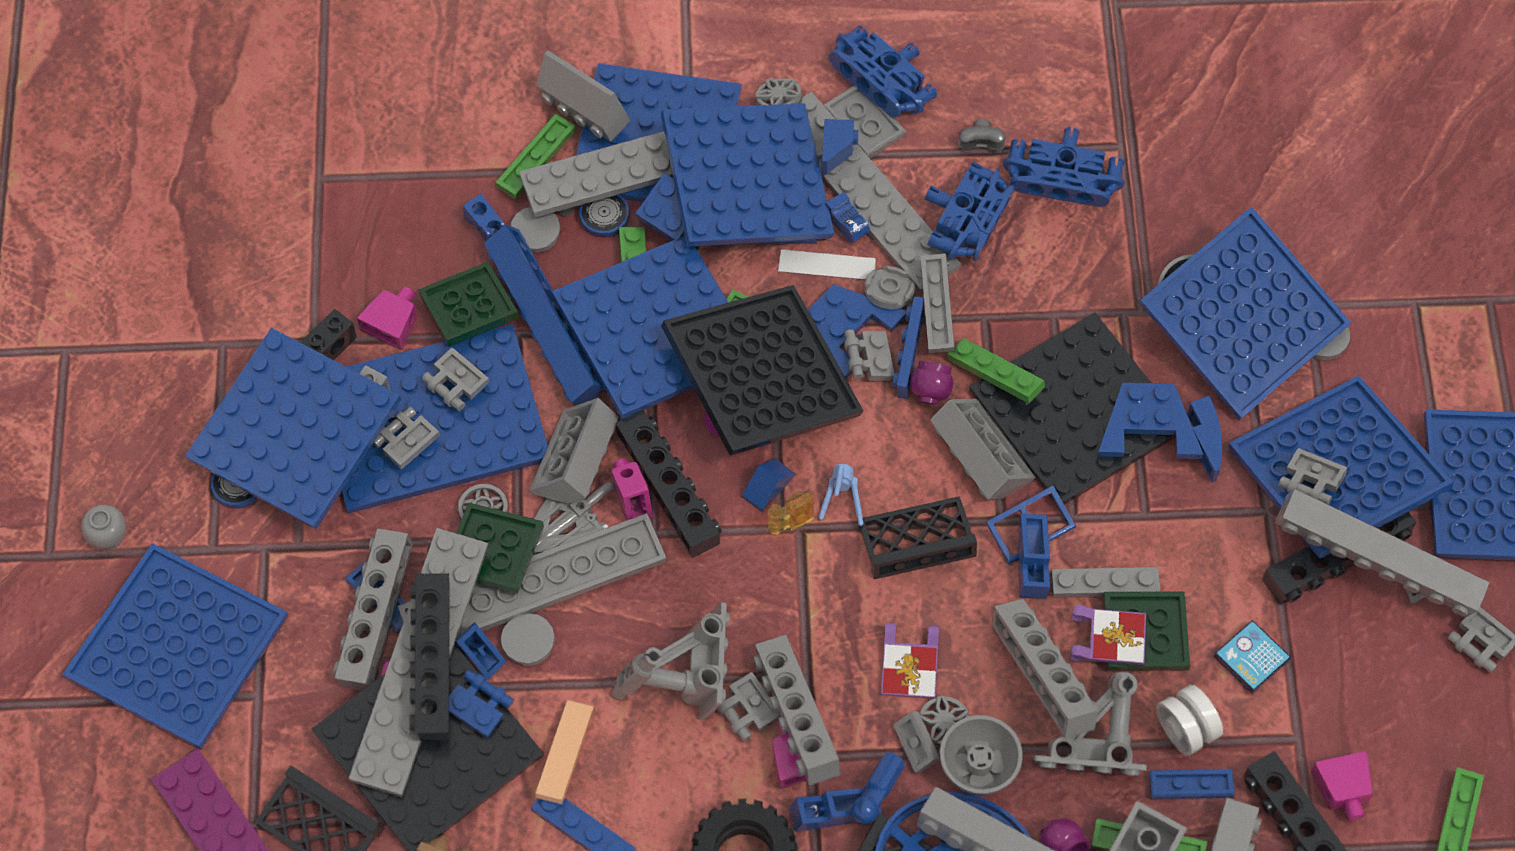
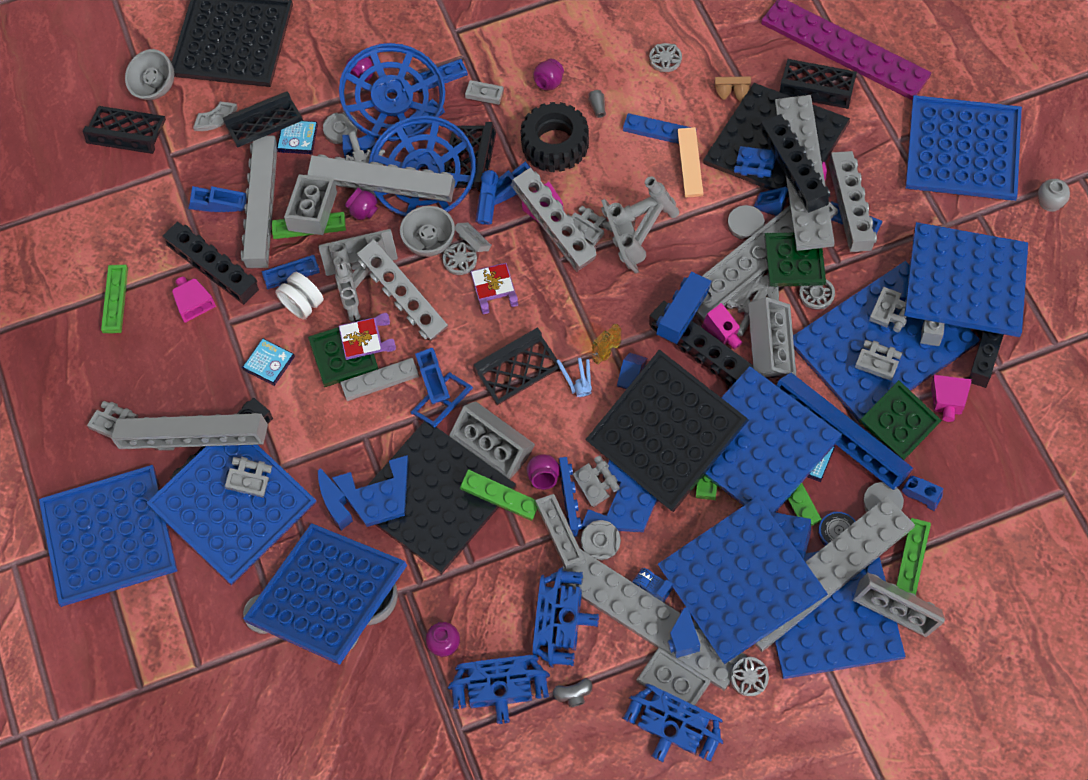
camera: 165 degrees right, 0 degrees up
(672, 517) = (683, 308): none -> blue brick
(825, 264) = (652, 550): white sticker -> none
(1115, 231) = (442, 639): none -> magenta piece

